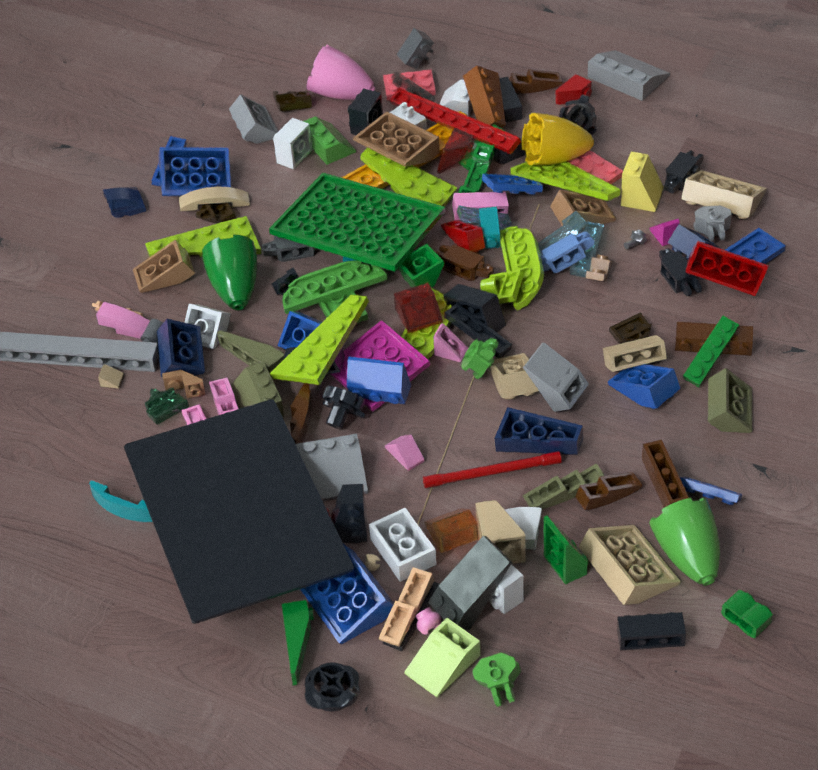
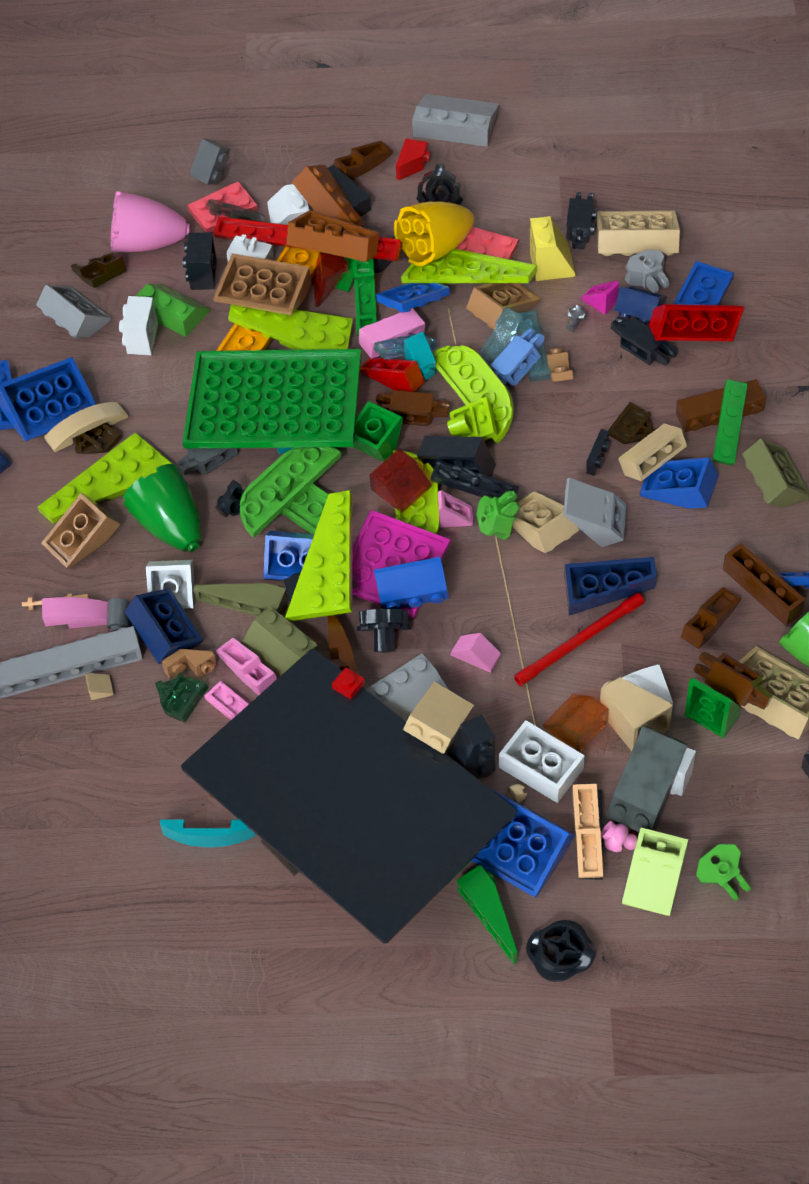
camera: 25 degrees left, 10 degrees up
(282, 431) = (348, 683): none -> red plate
(328, 475) = (438, 717): none -> tan slope
(466, 119) = (332, 236): none -> dark orange wedge
(561, 490) = (665, 632): olive slope -> none
(588, 535) = (733, 680): none -> reddish brown hinge
(591, 340) = (596, 456): none -> black plate

